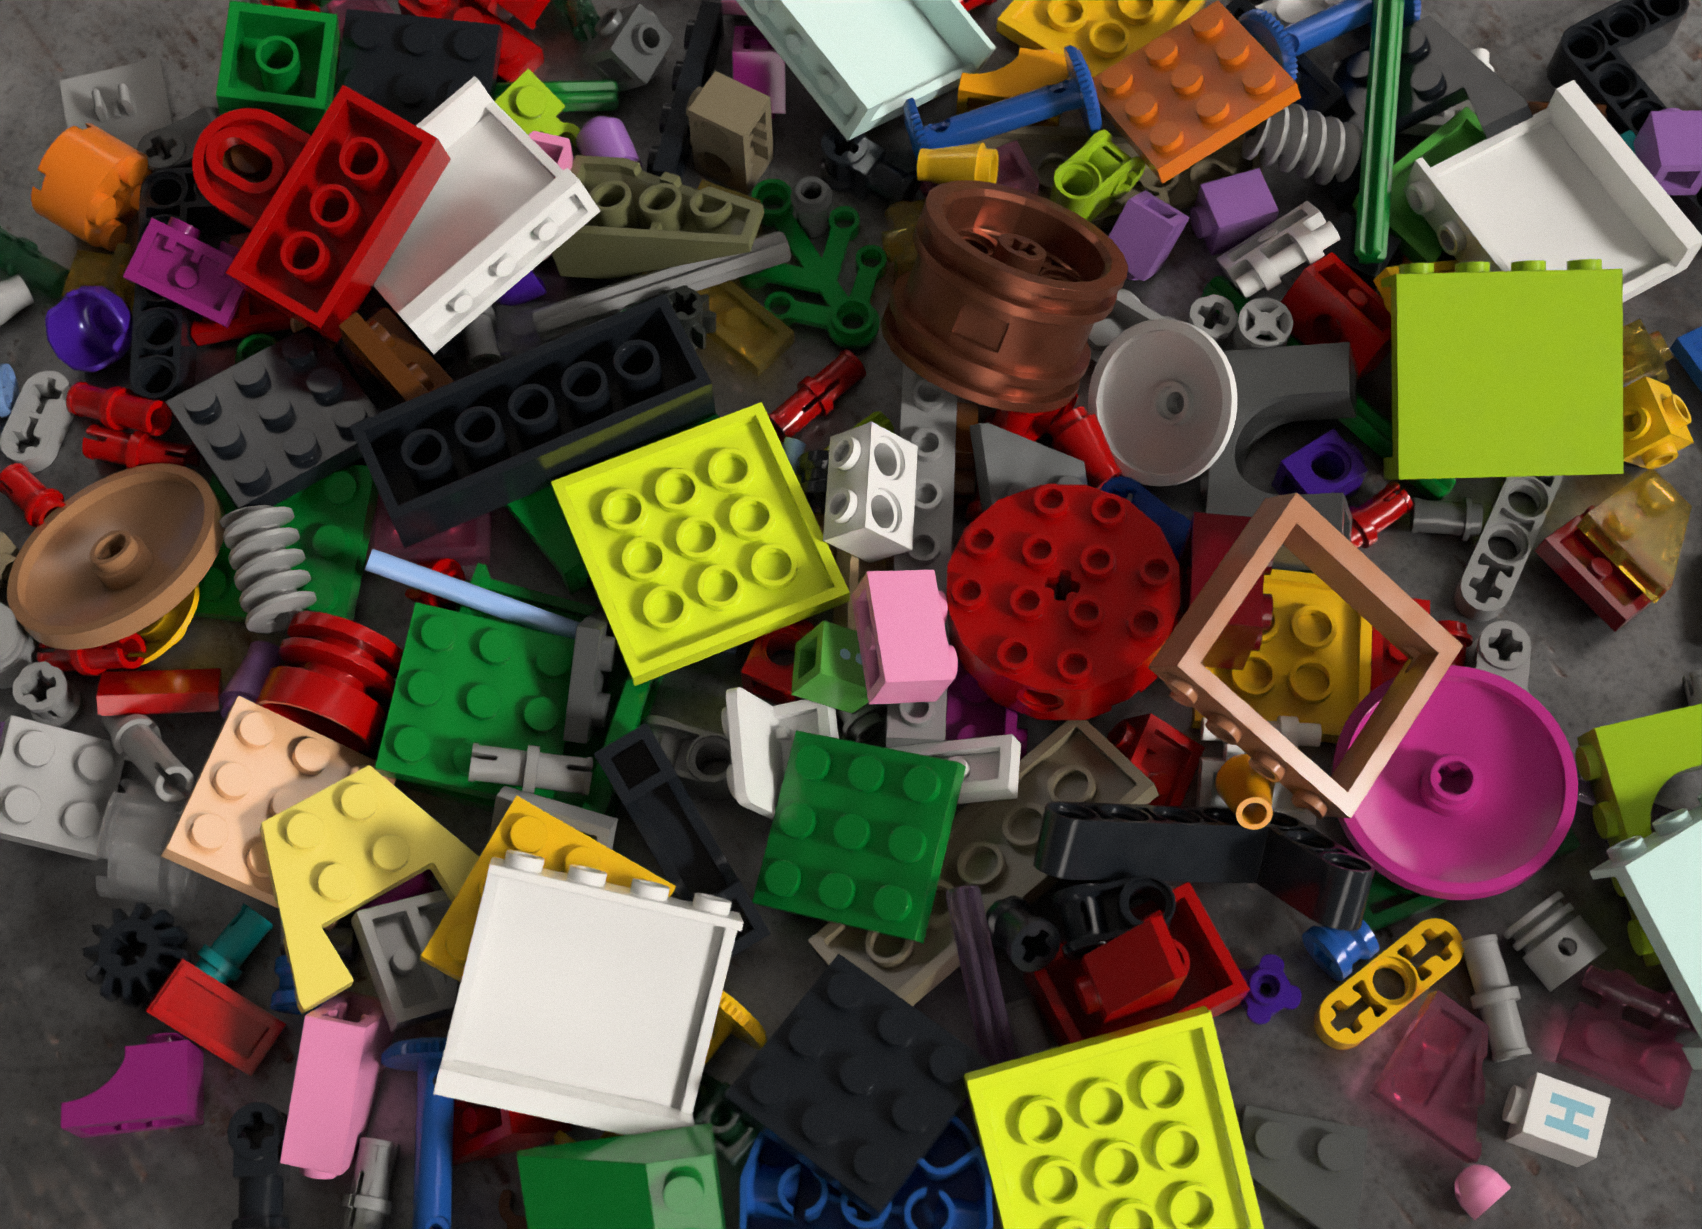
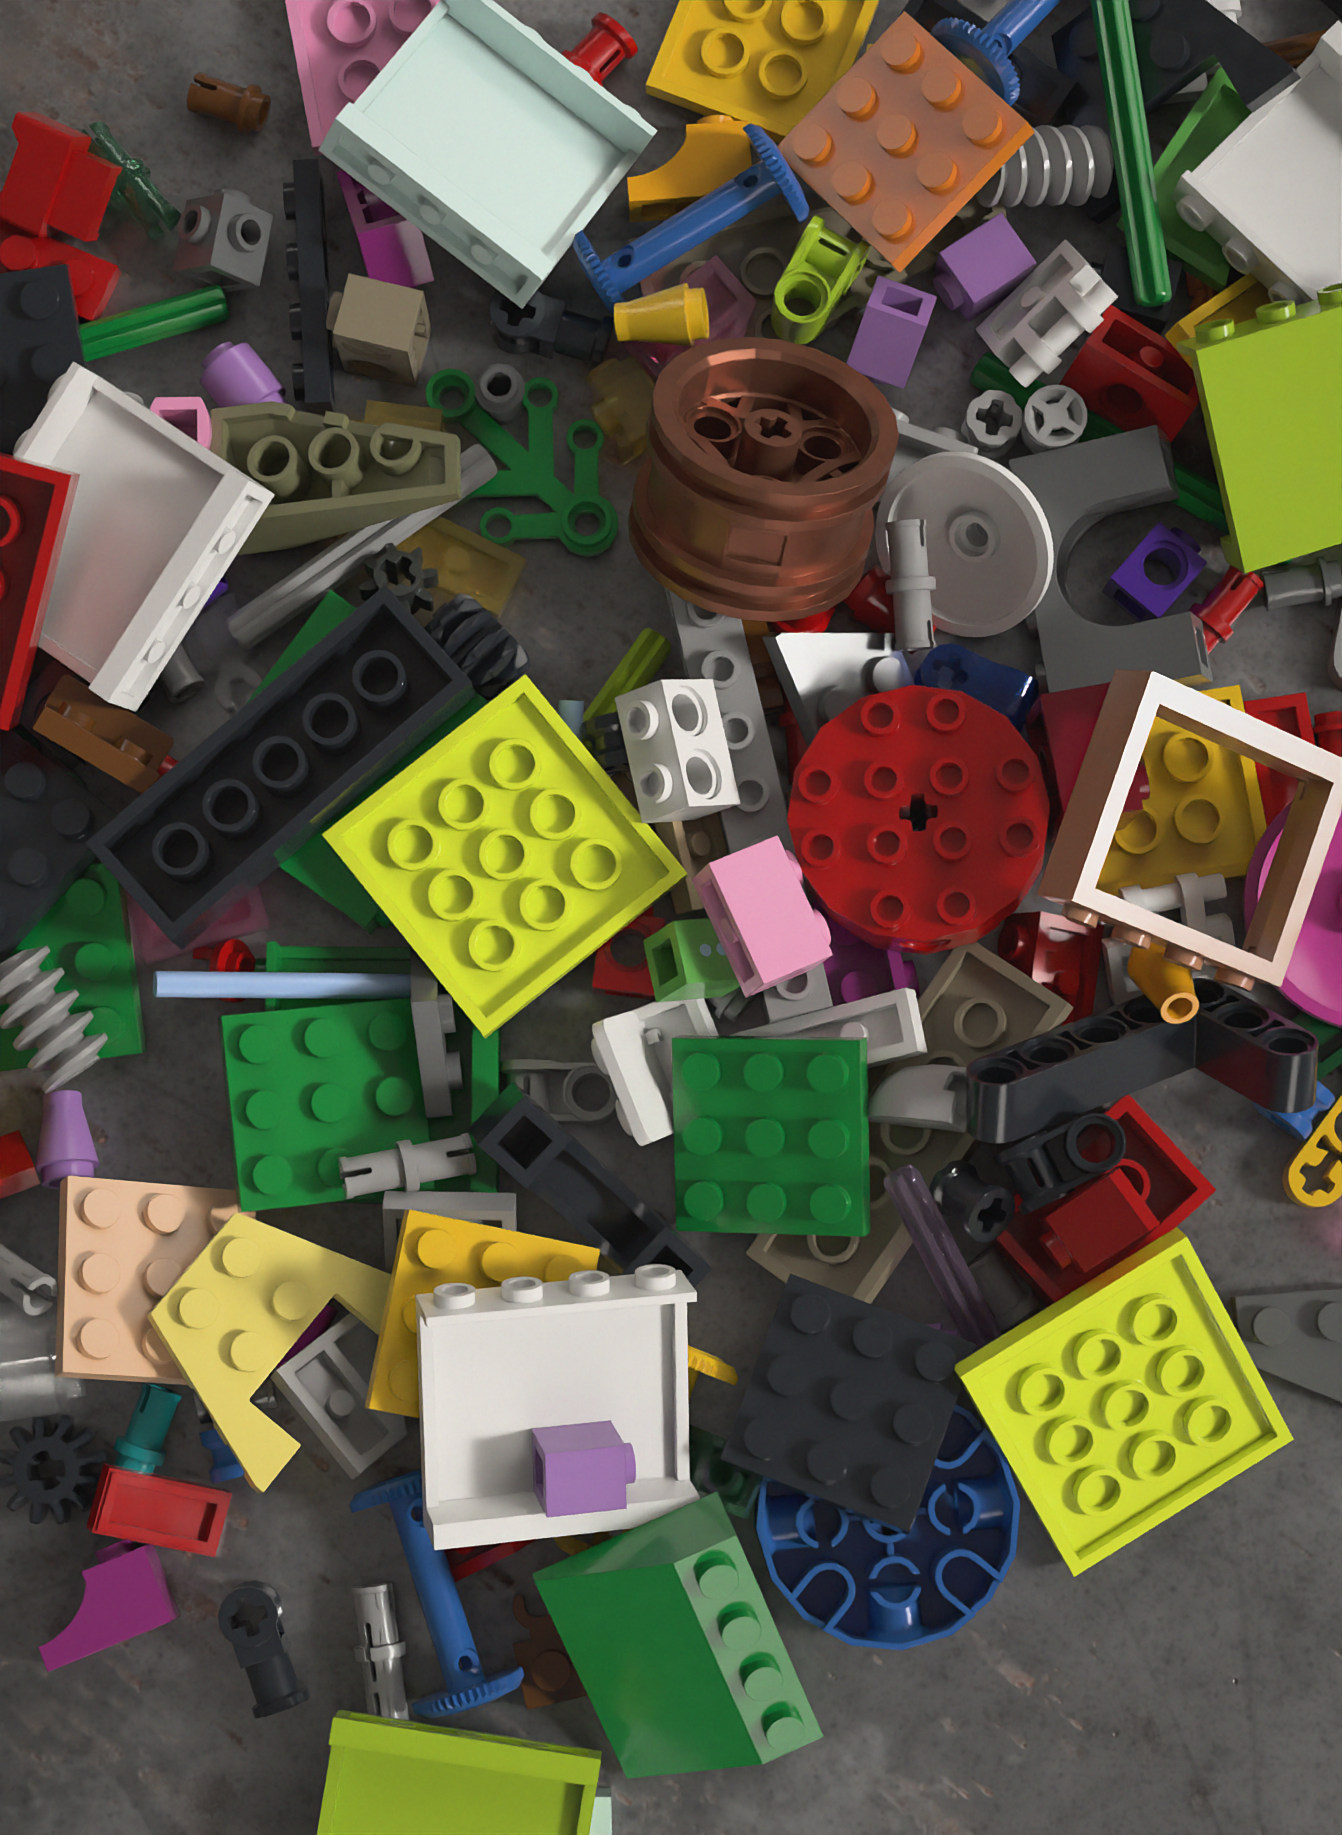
camera: 20 degrees left, 15 degrees up
(333, 678) = (155, 1122): red wheel -> none
(335, 1084) = (311, 1545): bright pink slope -> none
(535, 108) = (137, 358): lime plate -> none
(594, 1064) = (581, 1468): none -> medium lavender brick
(733, 376) = (478, 645): none -> black gear
(816, 394) = (571, 626): red pin -> none
(999, 836) = (922, 1098): none -> light grey brick
(1107, 422) = (910, 585): none -> light grey pin
(1282, 996) = (1245, 1169): dark purple plate -> none

